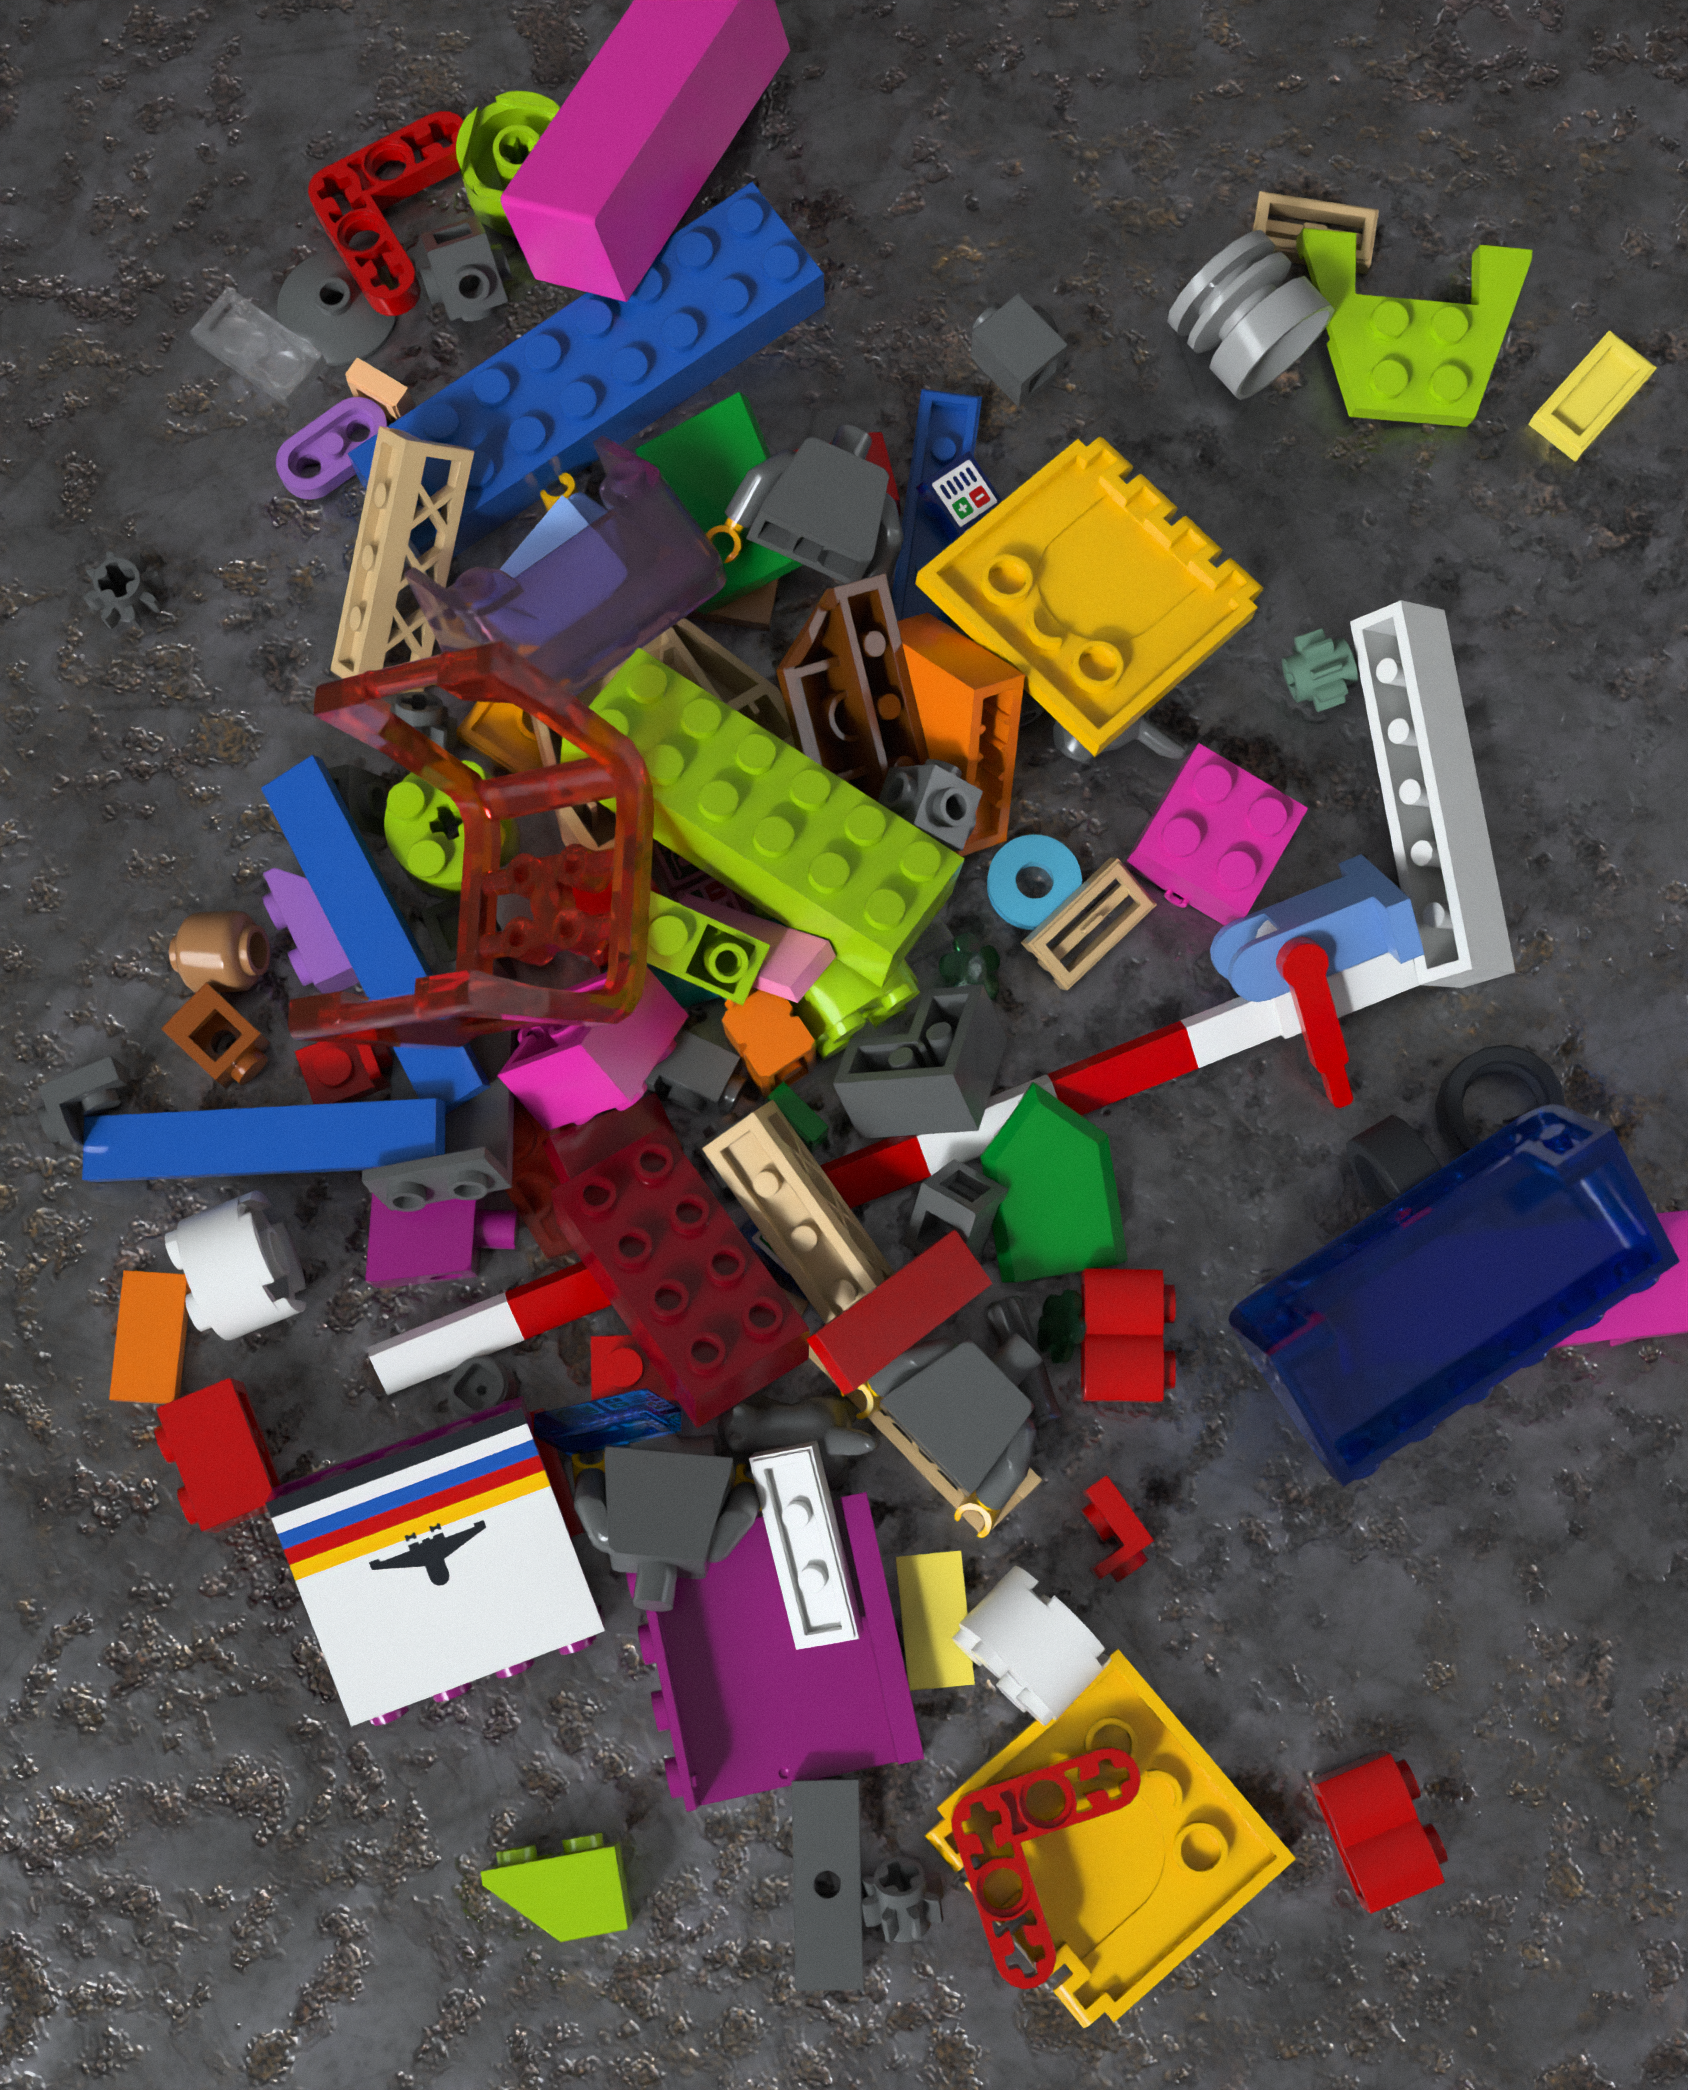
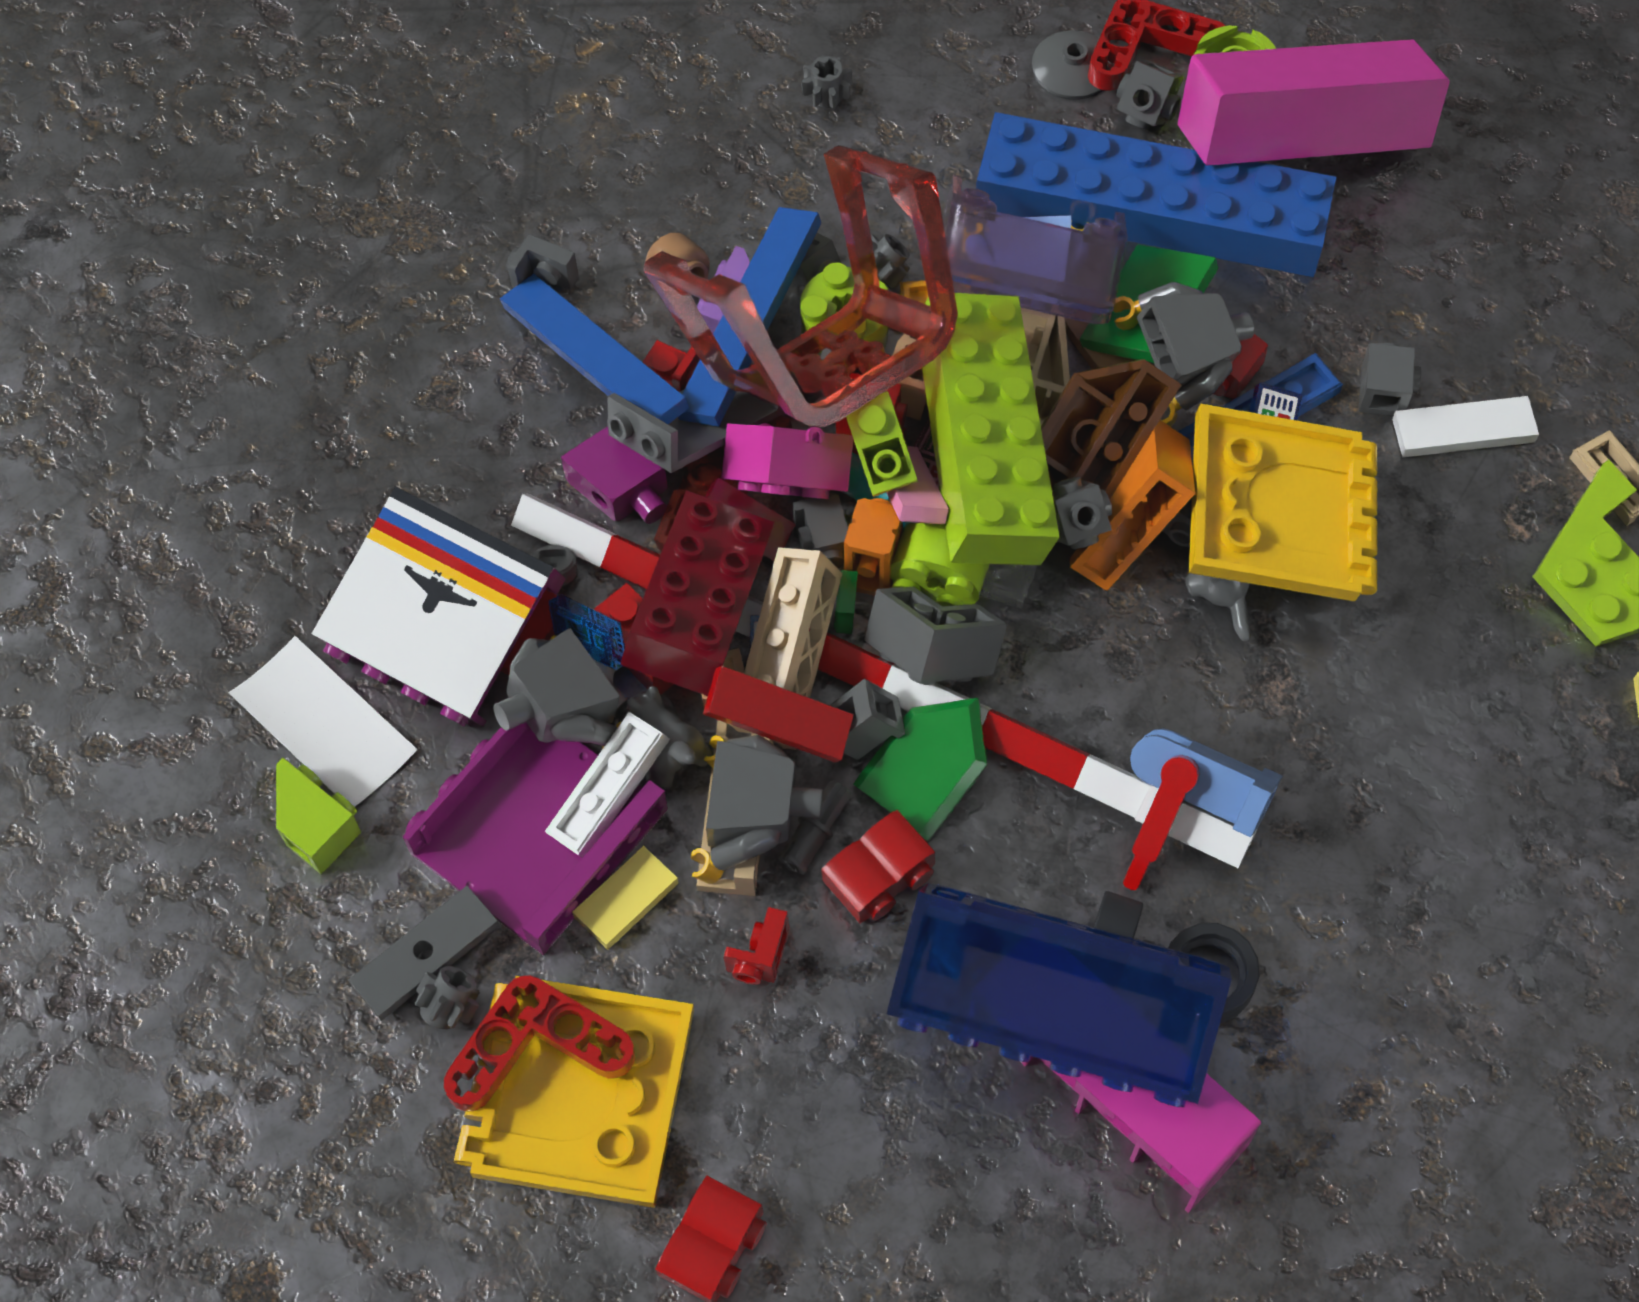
camera: 50 degrees right, 15 degrees down
(150, 1338) = (443, 393): orange tile -> none
(202, 1024) = (629, 299): dark orange brick -> none
(218, 1455) = (411, 458): red brick -> none
(237, 1267) = (515, 394): white brick -> none
(258, 347) = (1014, 43): clear plate -> none
(327, 444) = (985, 104): medium lavender plate -> none
(383, 549) = (969, 154): tan fence -> none
(385, 391) = (1045, 103): light nougat tile -> none
(452, 1785) = (324, 722): none -> white sticker
(971, 964) = (1018, 626): clear green plant -> none
(1031, 852) = (1092, 644): medium azure piece -> none
(1031, 1646) = (651, 946): white brick -> none
(1050, 958) = (1141, 671): tan tile -> none
(1061, 1325) = (854, 829): clear green plant -> none
(1129, 324) = (1465, 426): none -> white tile
(1215, 836) = (1214, 686): dark pink brick -> none
(1246, 311) = (1528, 469): light grey wheel -> none
(1319, 670) = (1367, 670): sand green gear -> none
(1432, 794) = (1353, 785): white brick -> none

